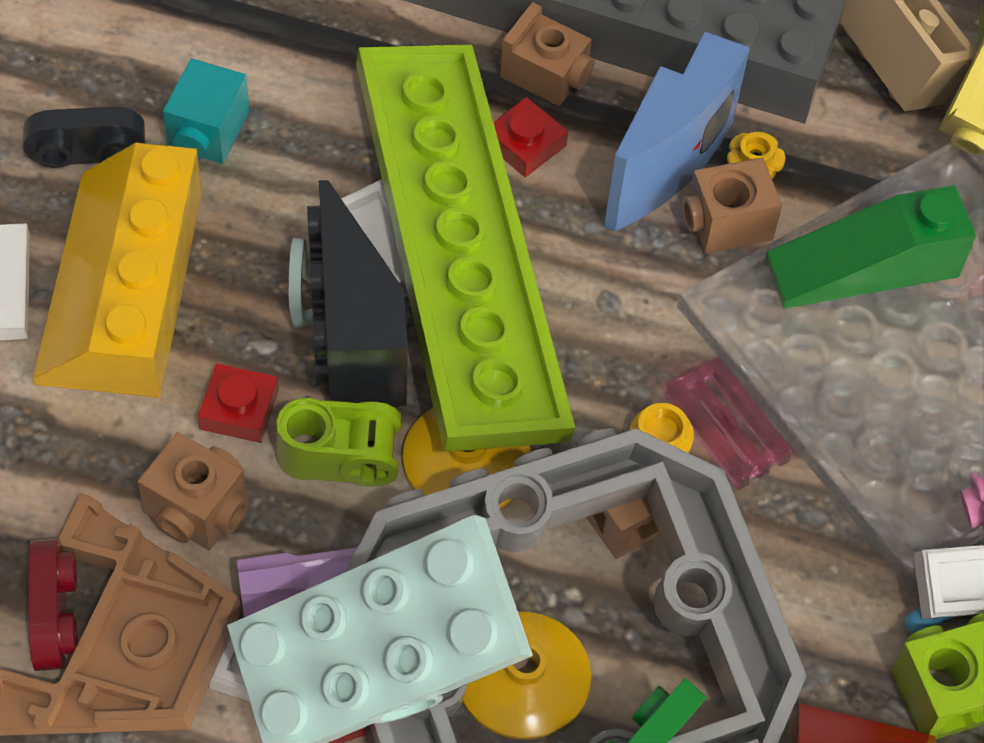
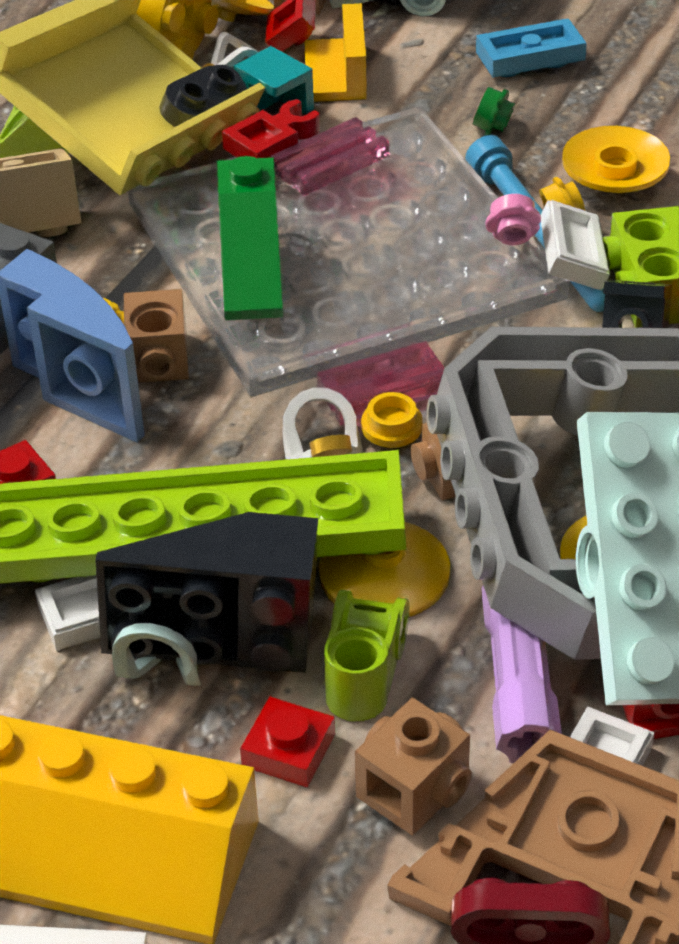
camera: 75 degrees left, 15 degrees down
(589, 379) = (325, 446): none -> white piece
(839, 650) = (644, 299): none -> black brick

